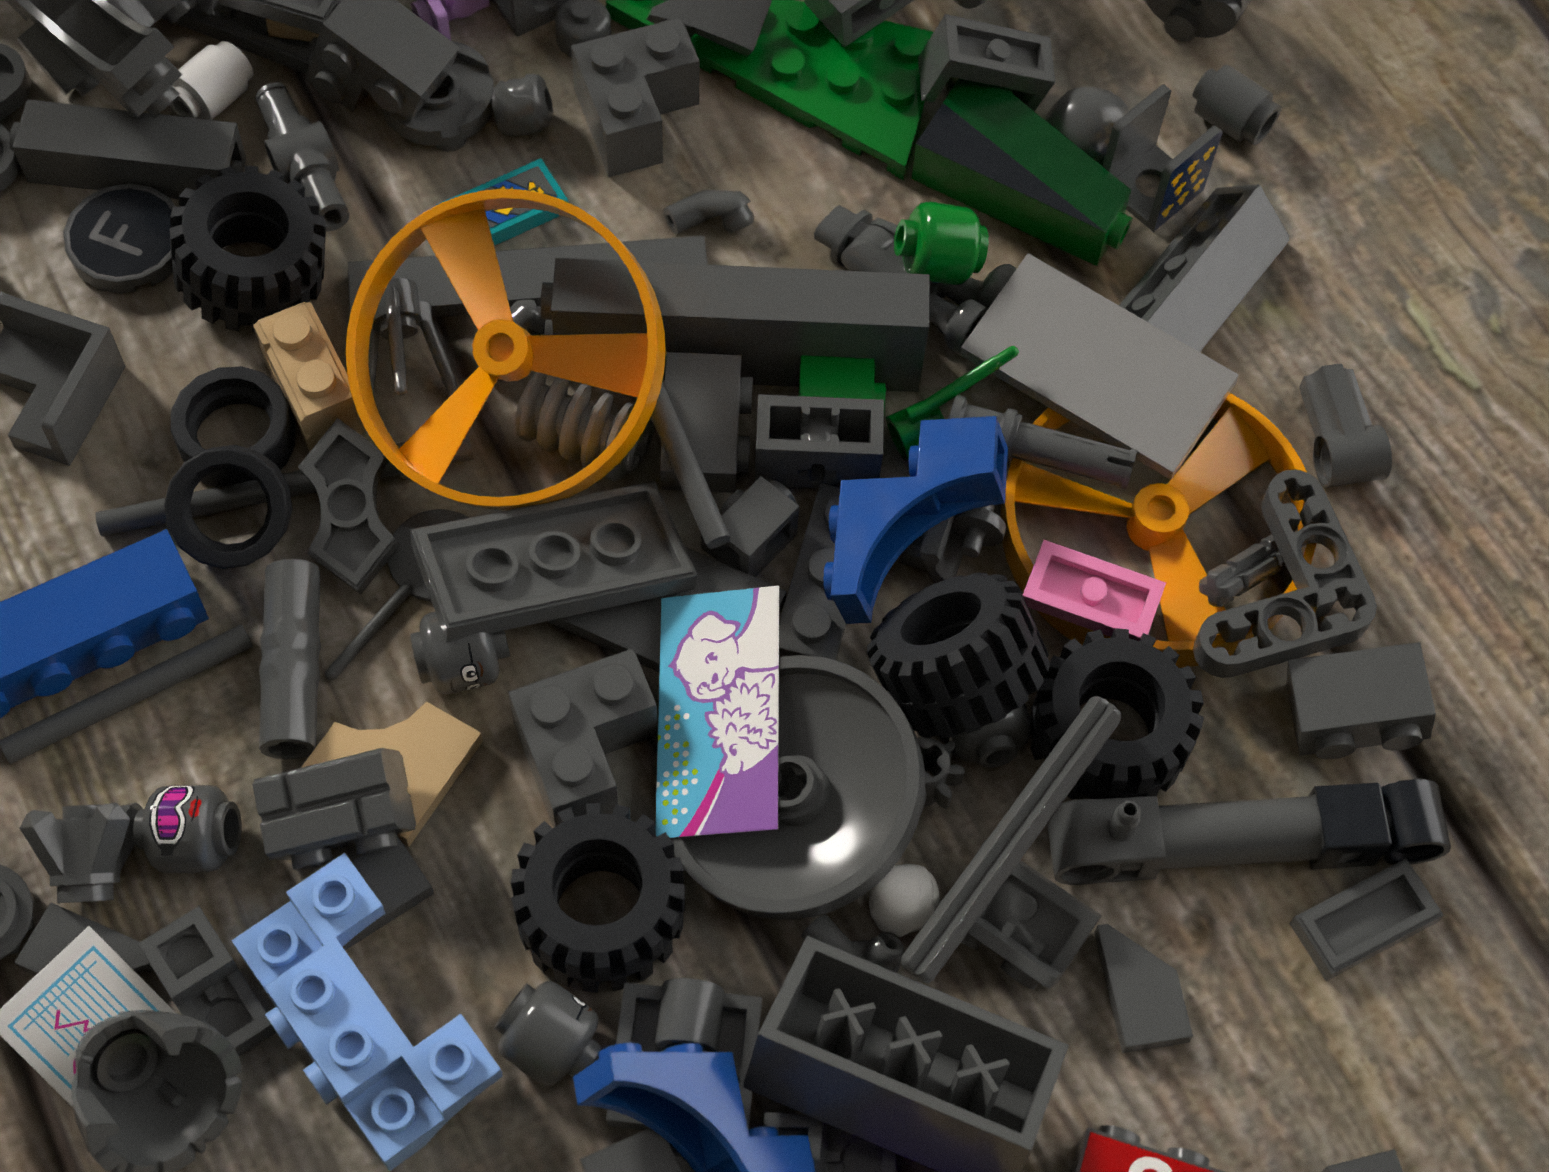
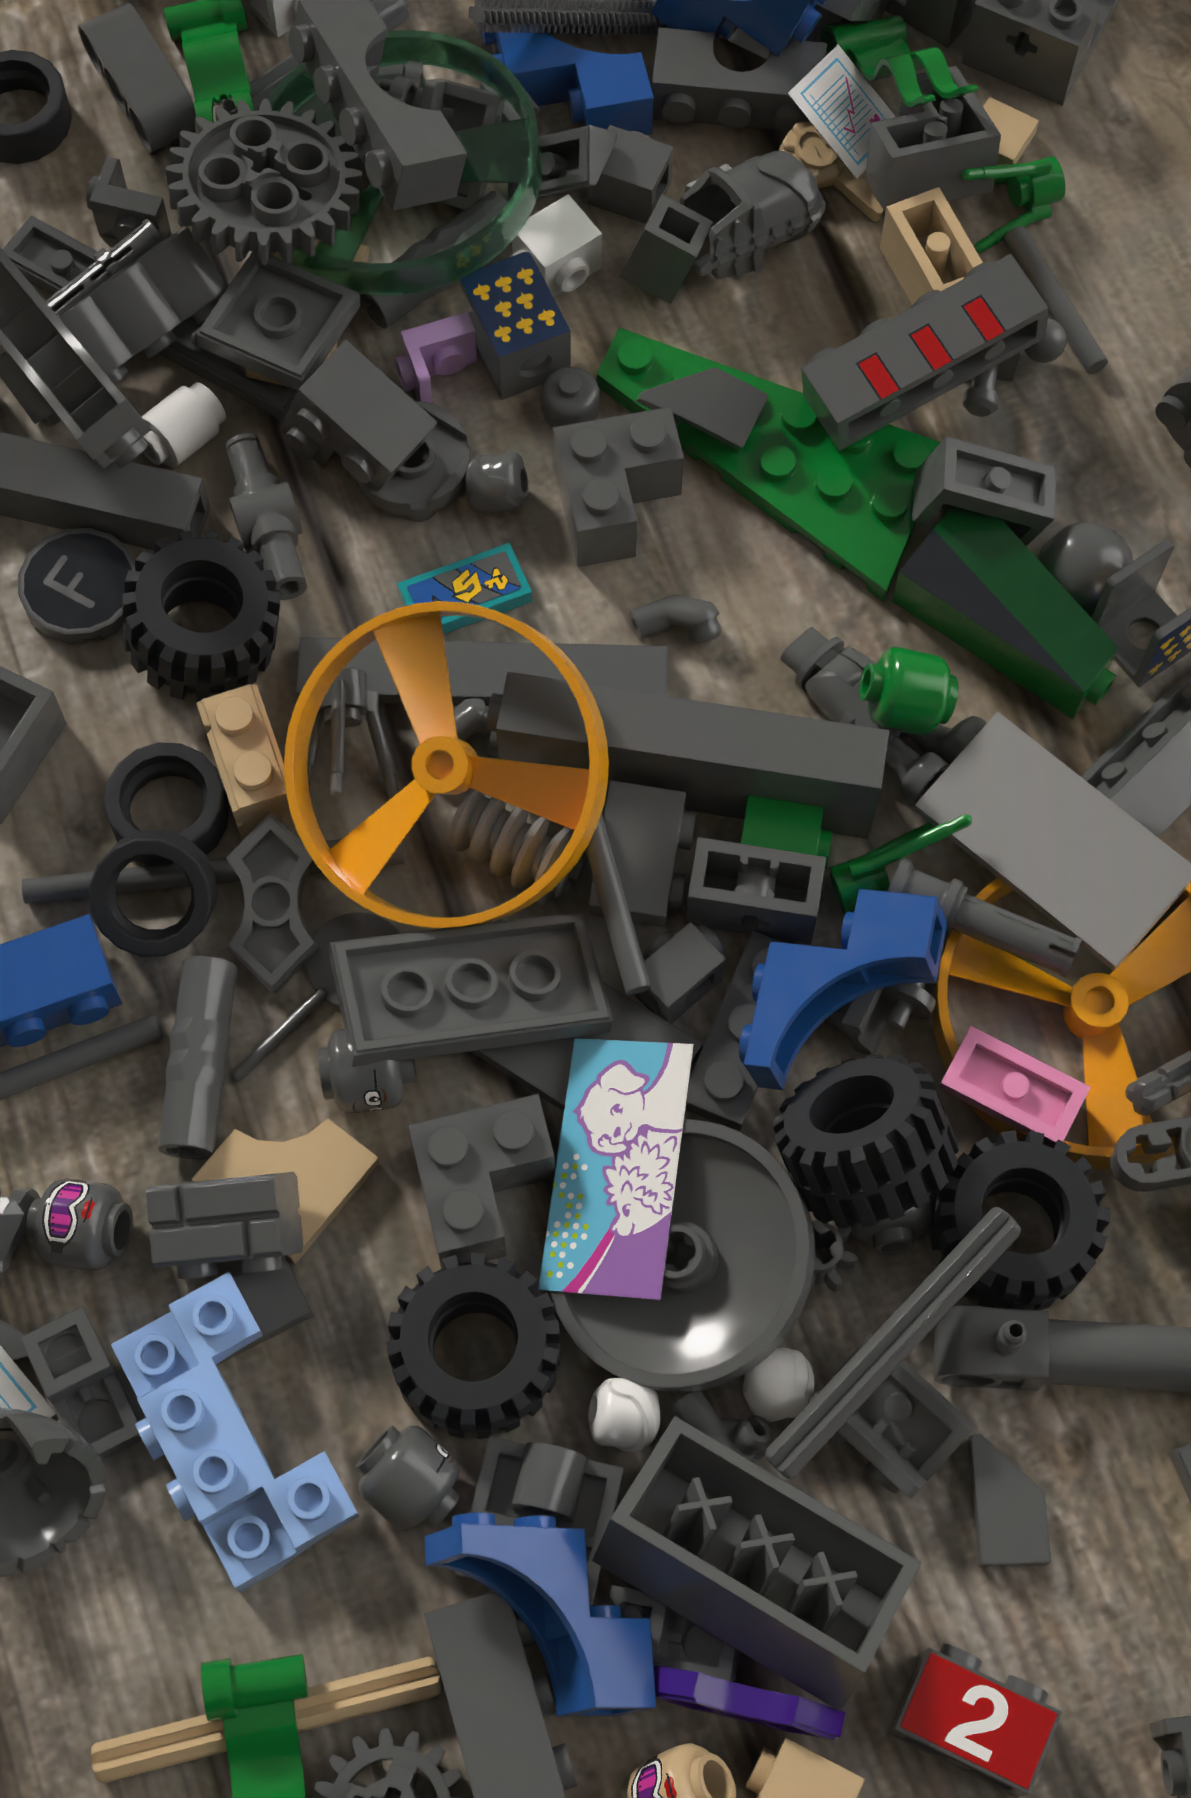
camera: 10 degrees right, 5 degrees up
(755, 947) = (624, 1415): none -> white piece

